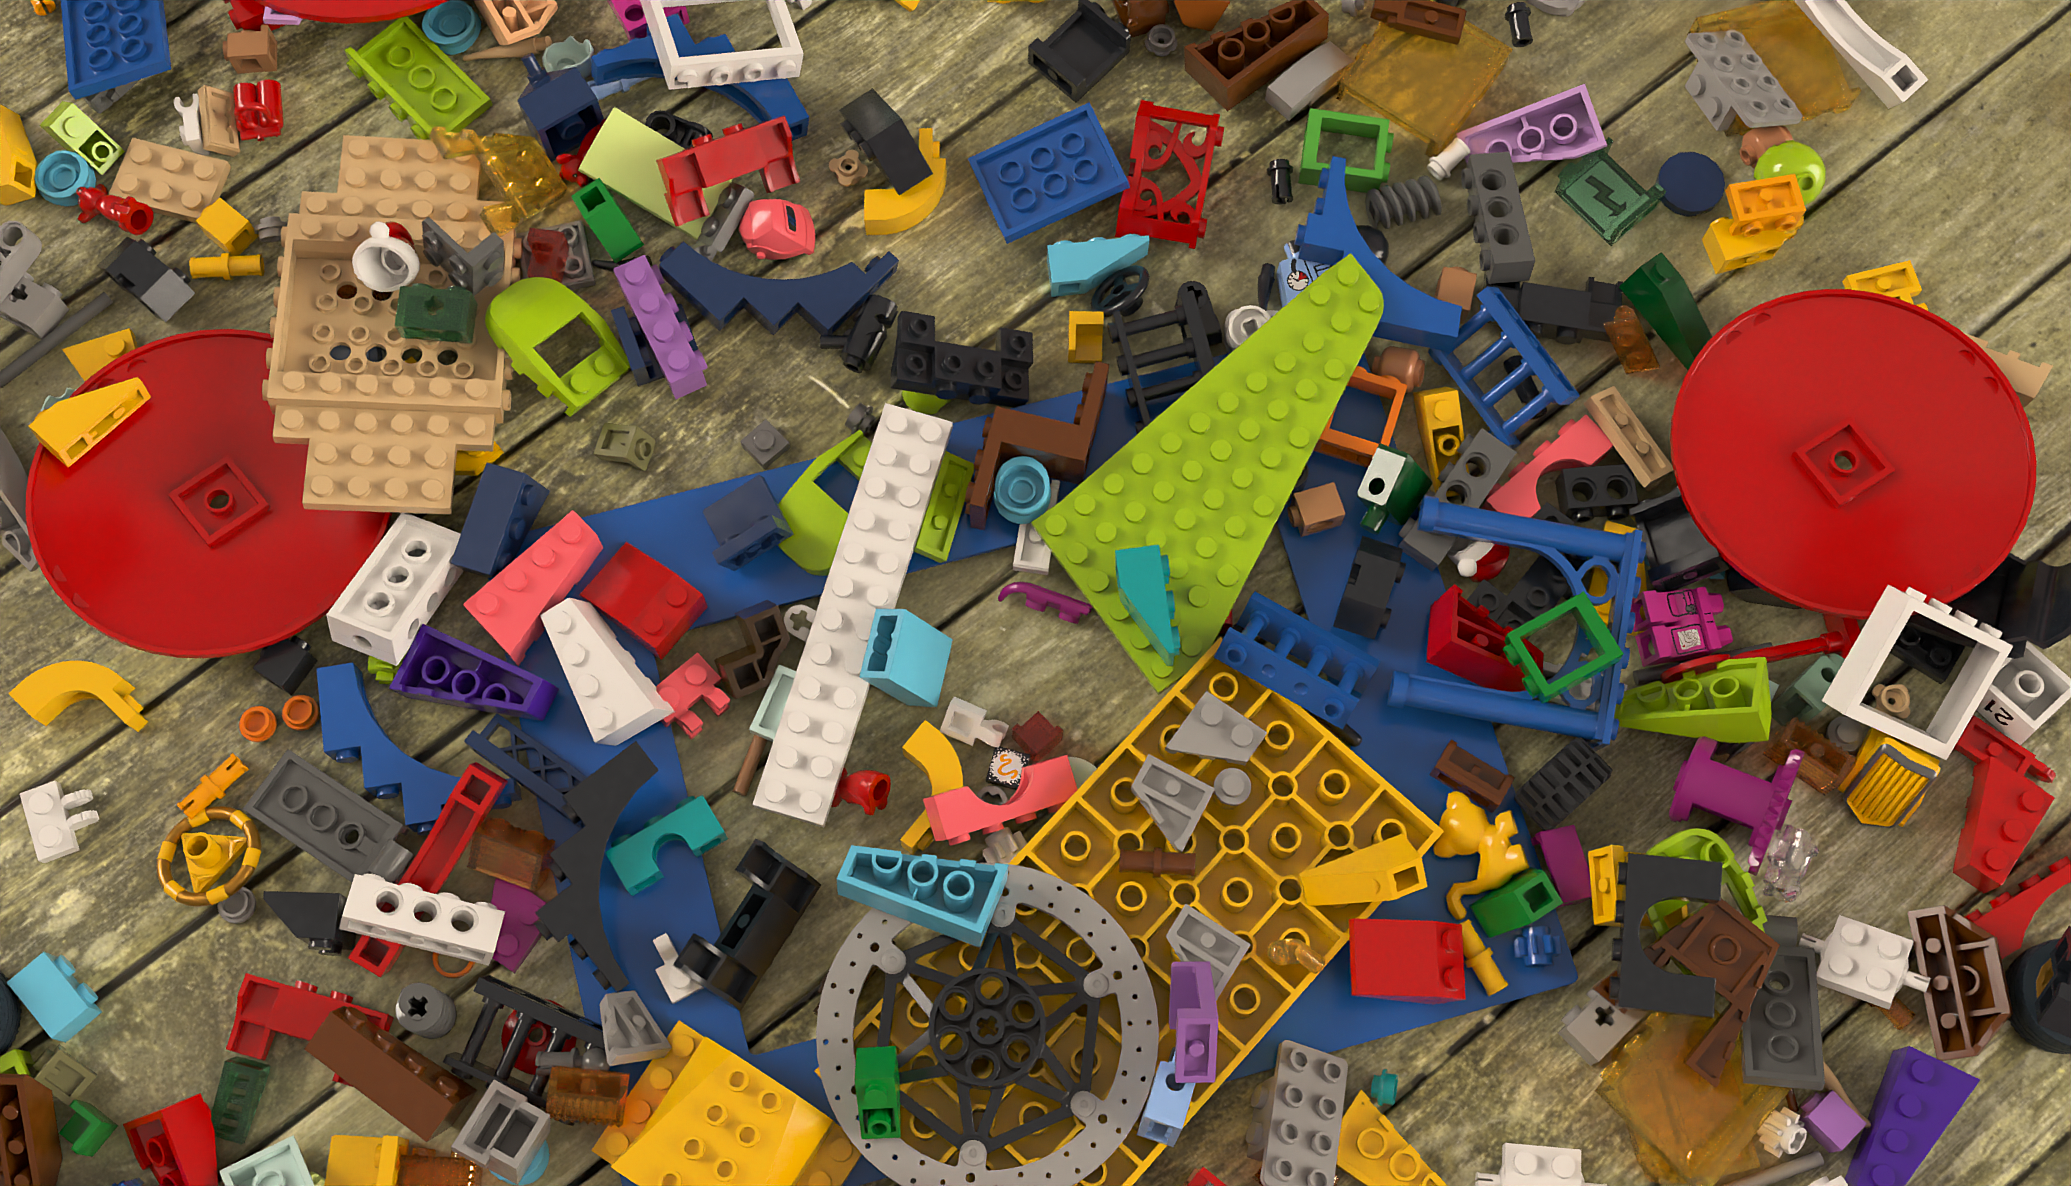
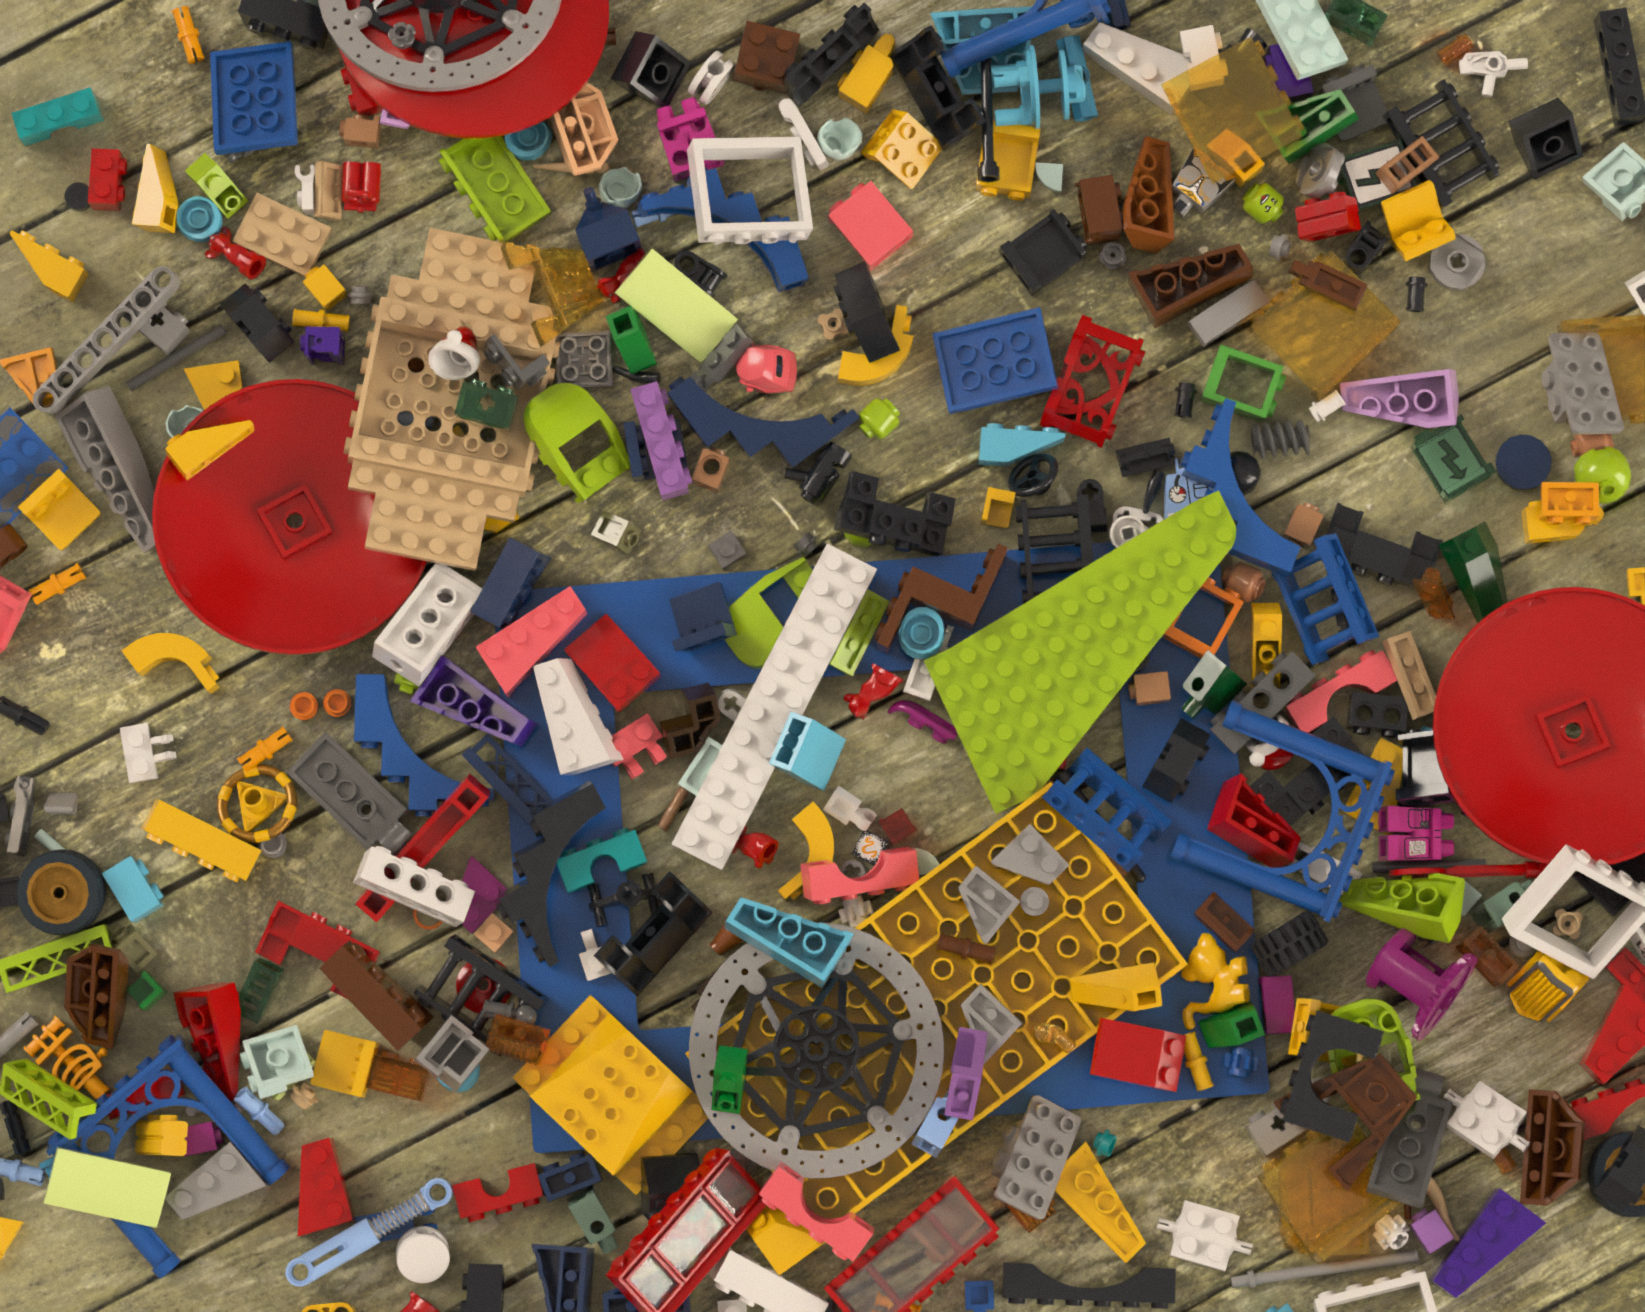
camera: 15 degrees right, 10 degrees up
(135, 914) = (201, 840): none -> yellow wedge
(230, 287) = (323, 343): none -> dark purple hinge
(286, 663) = (331, 664): black brick -> none
(313, 919) = (333, 869): black slope -> none
(412, 1009) = (395, 953): dark grey piece -> none
(511, 853) = (484, 846): clear orange brick -> none
(541, 965) = (493, 933): none -> light nougat plate
(548, 253) = (578, 363): clear red panel -> none
(630, 1030) = (554, 996): light grey wing -> none
(705, 880) = (626, 895): none -> black axle
(717, 160) = (734, 309): red bracket -> none
(733, 366) = (708, 481): none -> medium nougat brick
(845, 916) = (724, 941): none -> dark orange cone
(873, 50) = (870, 224): none -> coral panel
(922, 260) = (878, 418): none -> lime head
(980, 567) = (875, 688): none -> red animal
(1142, 591) = (997, 737): teal slope -> none
(1250, 252) = (1146, 457): none -> black hinge
(1498, 218) = (1361, 427): dark grey brick -> none
(1593, 628) = (1336, 835): green window -> none
(1788, 863) = (1452, 1030): clear animal -> none

